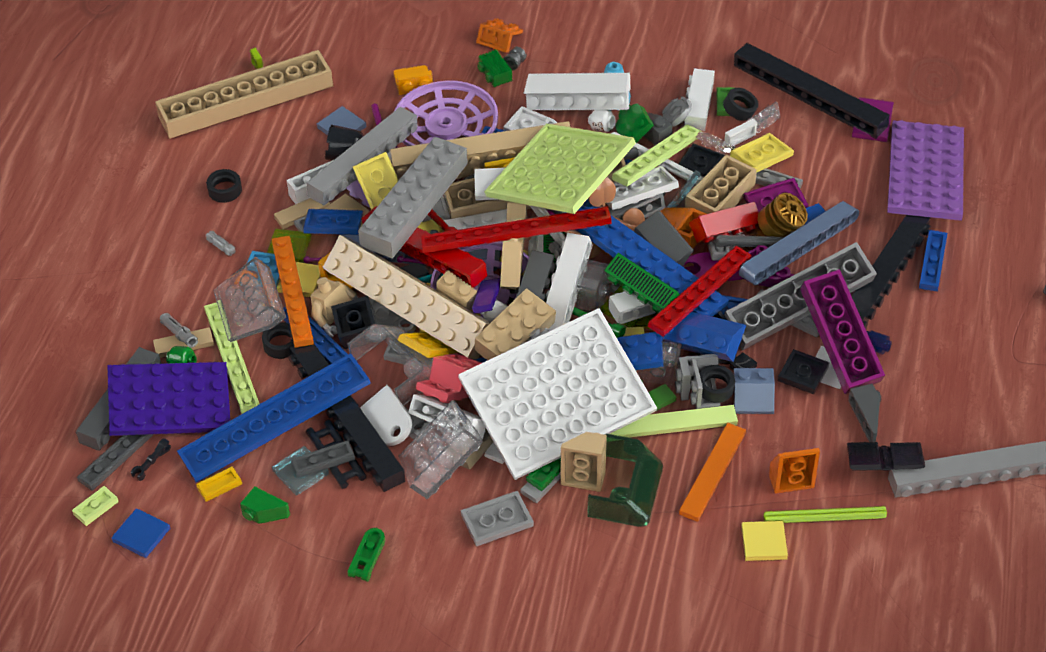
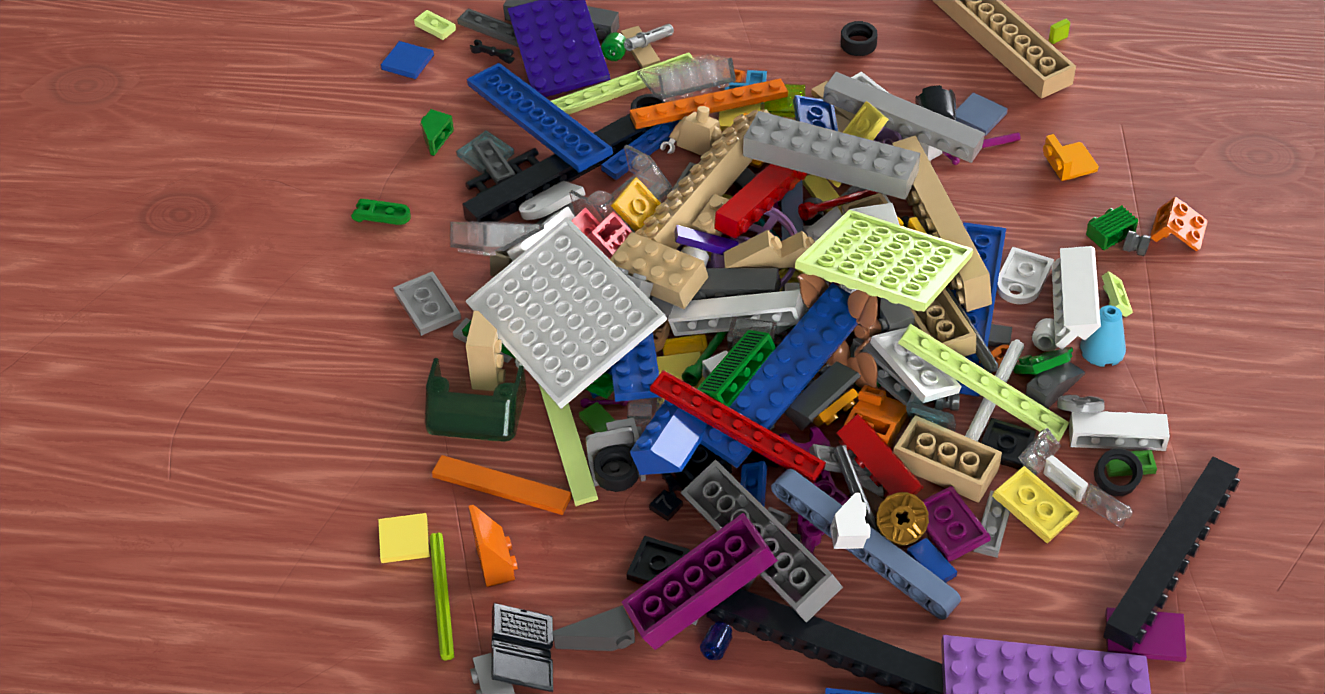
camera: 85 degrees right, 0 degrees up
(219, 484) = (467, 100): yellow tile -> none
(220, 243) = (778, 50): light grey axle -> none
(353, 318) = (672, 154): black brick -> none
(437, 120) = (1017, 193): lavender dish -> none
(515, 229) = (788, 241): red plate -> none
(754, 390) = (619, 513): sand blue slope -> none
(797, 237) = (849, 525): none -> white slope

